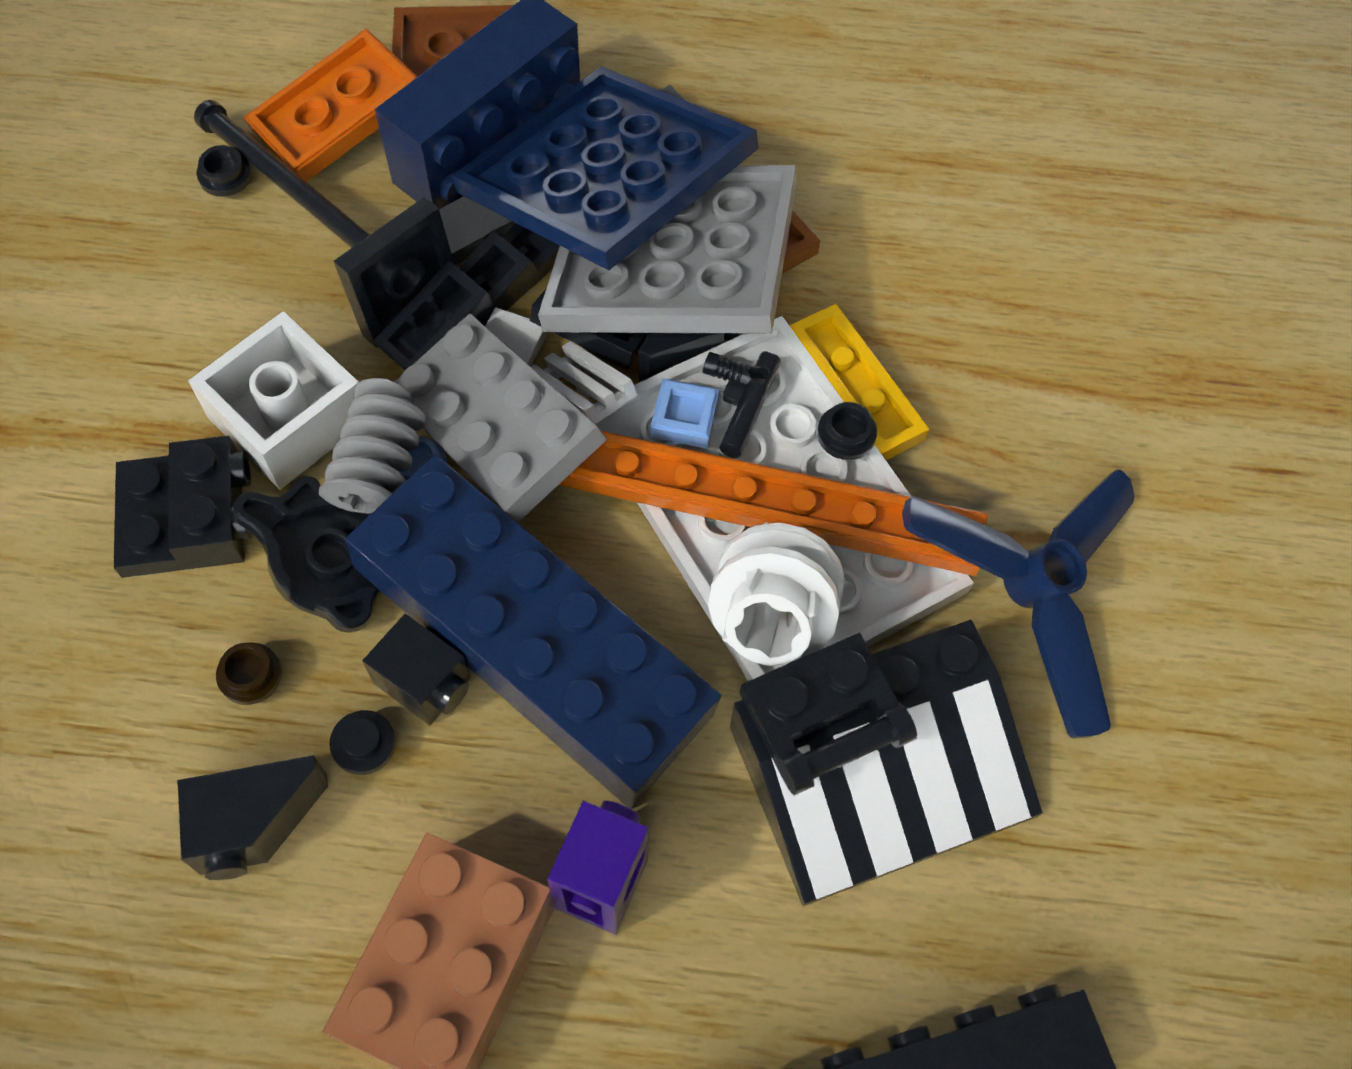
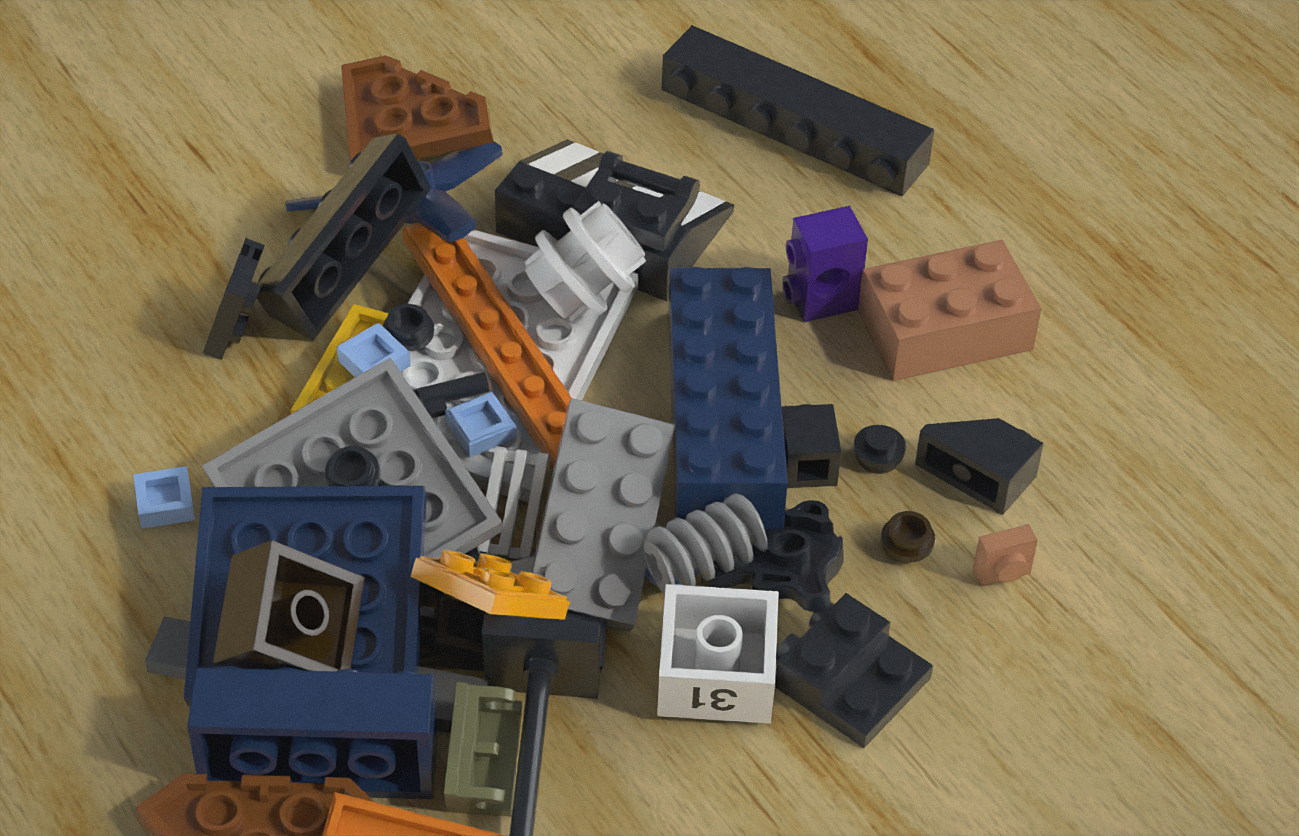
camera: 130 degrees left, 15 degrees down
(134, 724) = (1005, 555): none -> nougat plate
(372, 188) = (483, 750): none -> olive hinge
(475, 255) = (491, 585): none -> light orange tile
(574, 111) = (287, 612): none -> dark brown slope
(677, 229) = (352, 468): none -> black plate
(823, 180) = (164, 497): none -> light blue plate
(831, 376) = (370, 349): none -> light blue plate
(992, 322) = (238, 296): none -> black plate
(1005, 440) = (344, 236): none -> black slope
(1187, 662) = (420, 106): none -> dark orange plate

